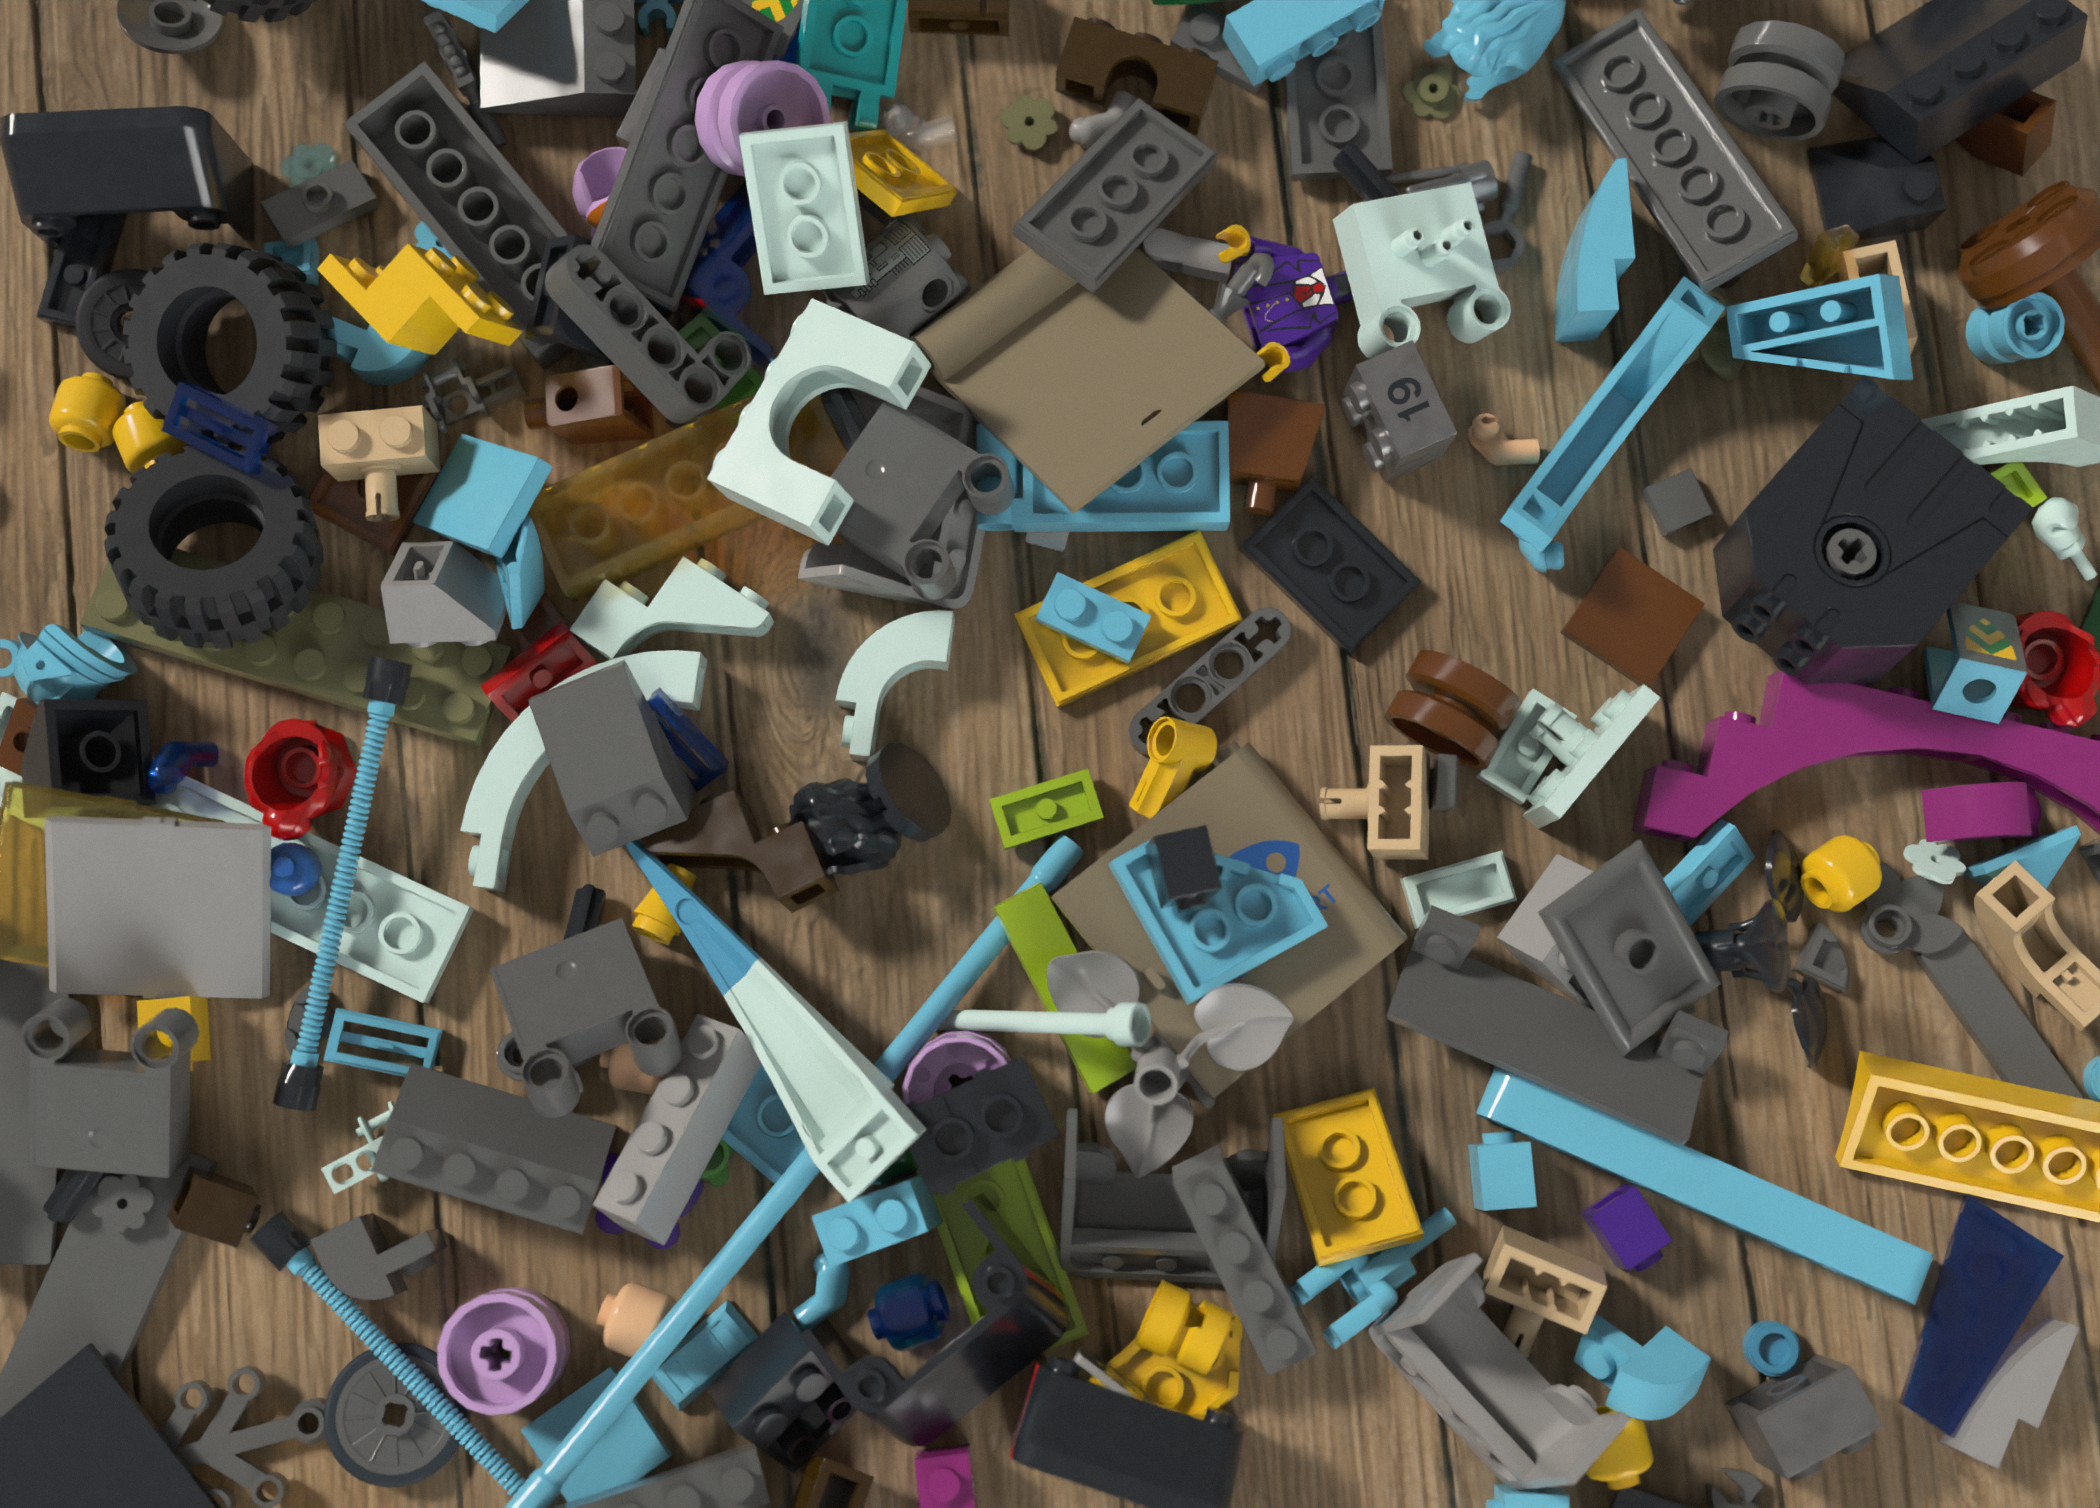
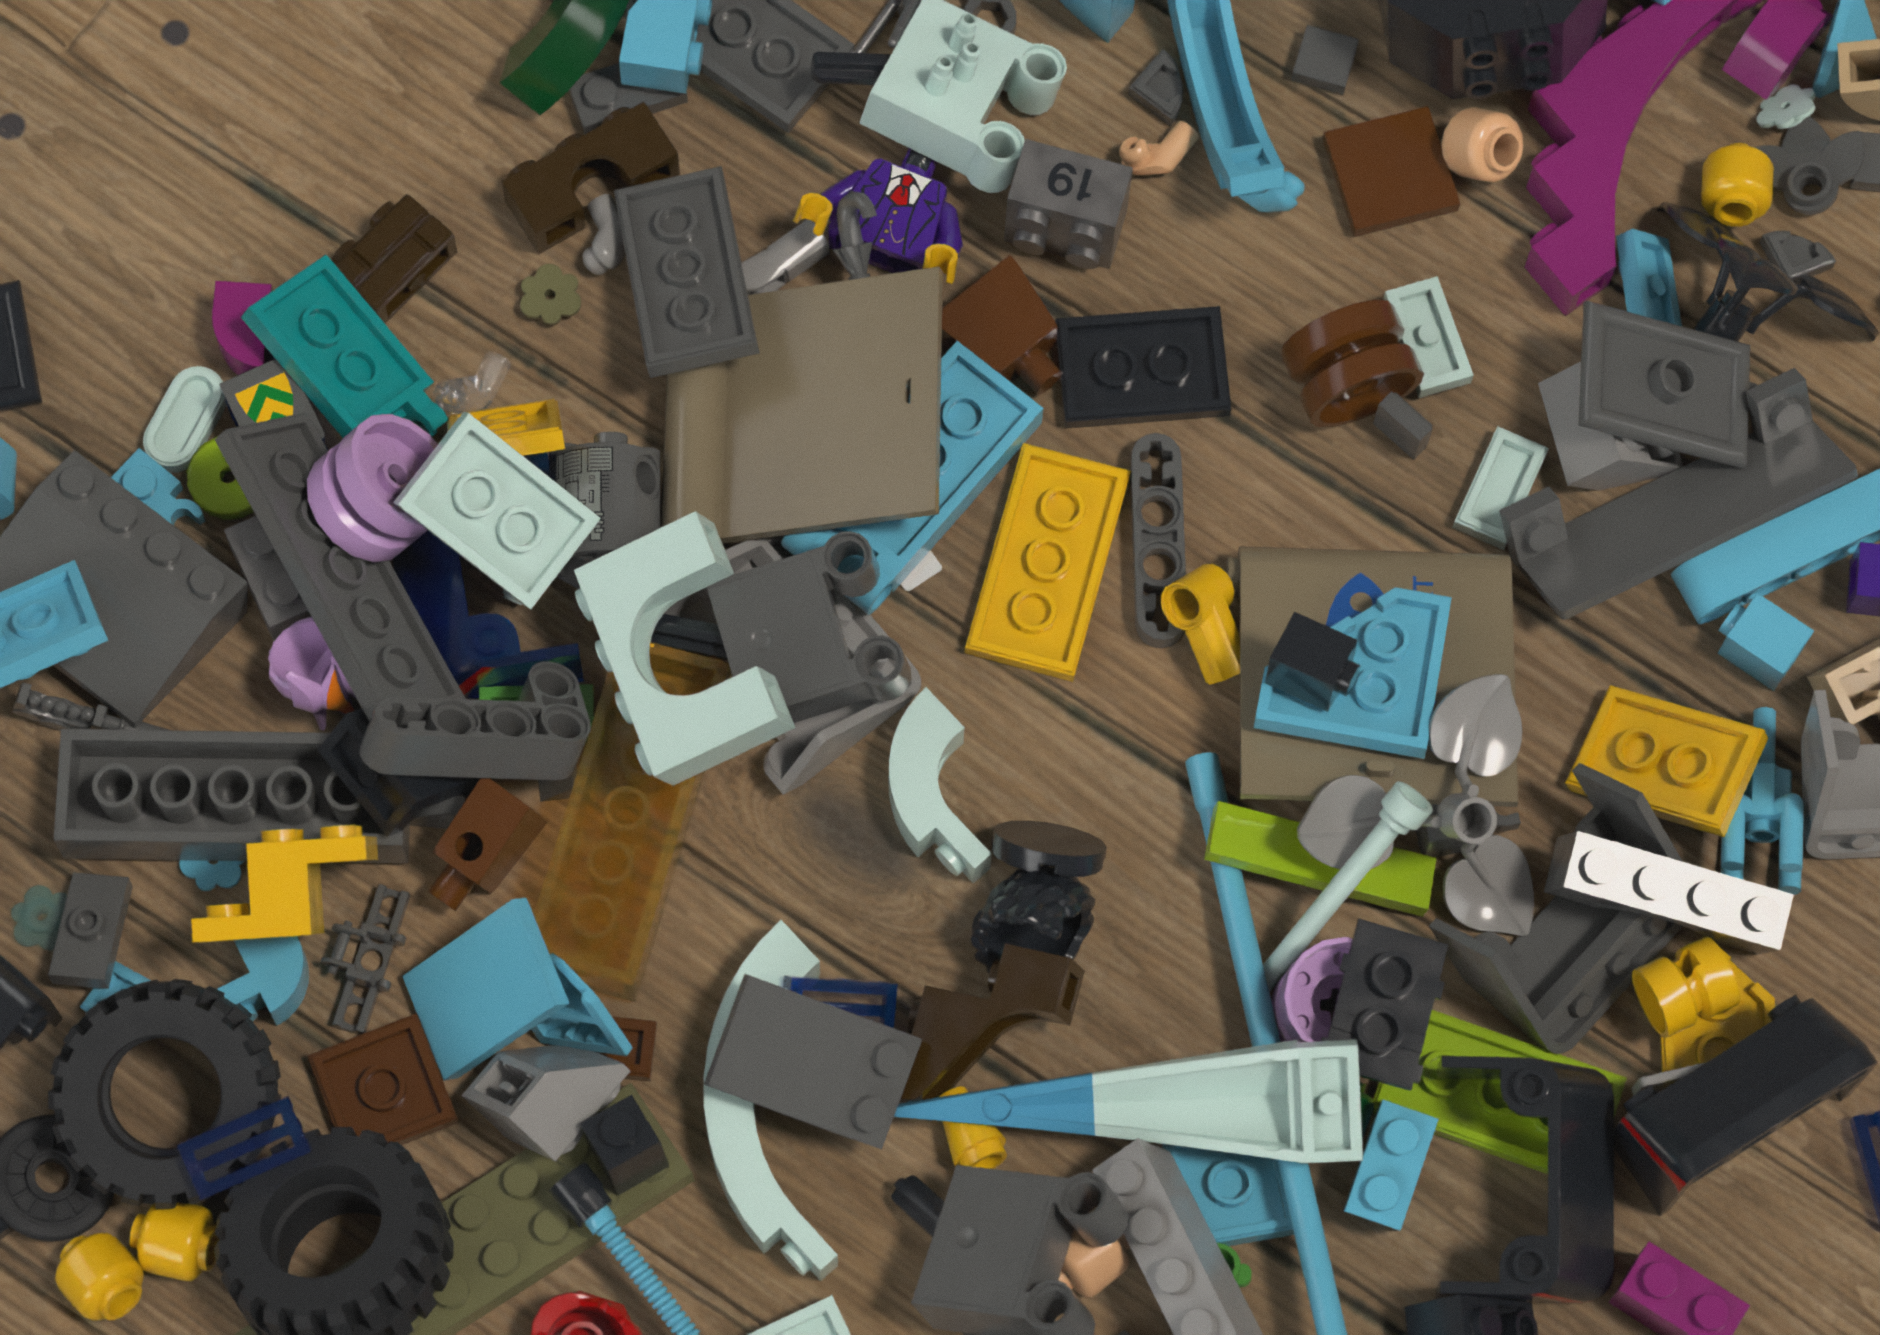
camera: 50 degrees left, 10 degrees down
(378, 448) = (367, 1043): tan brick -> none
(444, 680) = (625, 1144): none -> black brick
(537, 670) = (676, 1075): red plate -> none
(688, 601) = (726, 898): light aqua arch -> none
(830, 1294) = (1415, 1259): medium azure arm -> none
(909, 1312) = (1489, 1204): clear blue head -> none
(1046, 809) = (1154, 755): lime plate -> none
(1093, 618) = (1026, 584): medium azure plate -> none
(1392, 803) = (1387, 476): tan brick -> none
(1552, 405) = (1159, 88): none -> dark grey tile
(1581, 749) = (1471, 293): light aqua plate -> none
(1707, 666) = (1482, 144): none -> light nougat head

